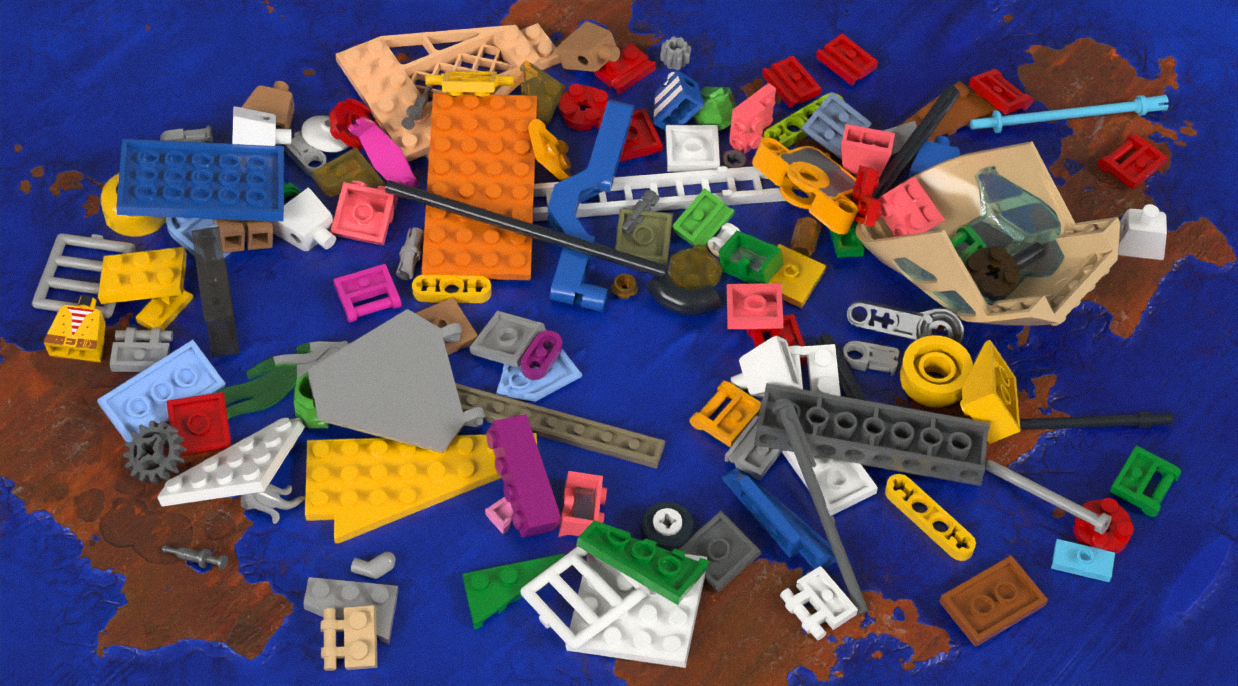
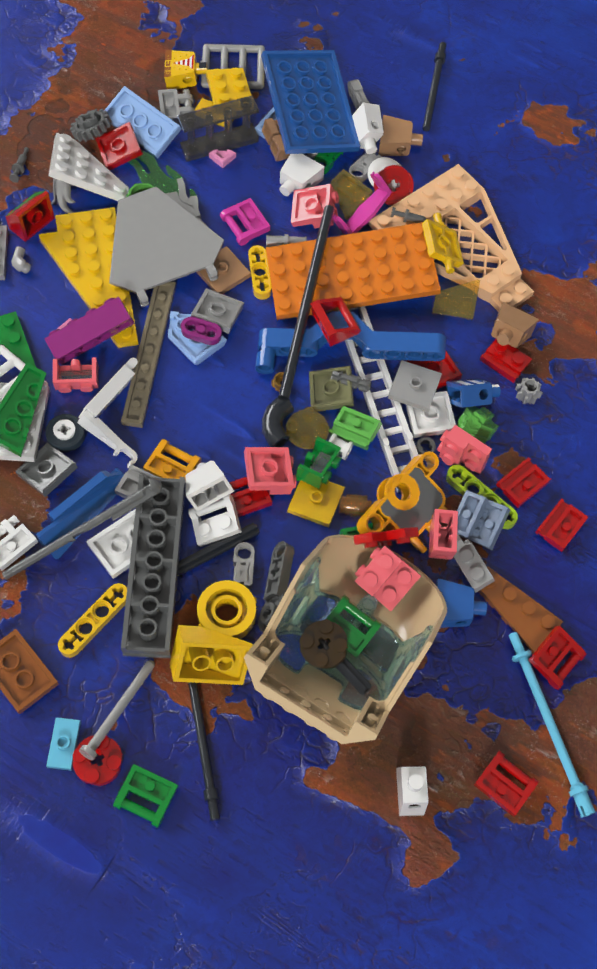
camera: 80 degrees right, 10 degrees up
(146, 47) = (439, 60): none -> black bar
(246, 308) = (222, 158): none -> bright pink tile
(302, 539) = (31, 215): none -> red slope
(549, 150) = (388, 313): light orange plate -> none
(571, 210) = (333, 335): none -> red tile
(582, 96) = (459, 325): red plate -> none
(634, 469) = (89, 416): none -> white hinge
(657, 151) = (414, 386): none -> light grey plate
(916, 140) = (467, 579): black axle -> none

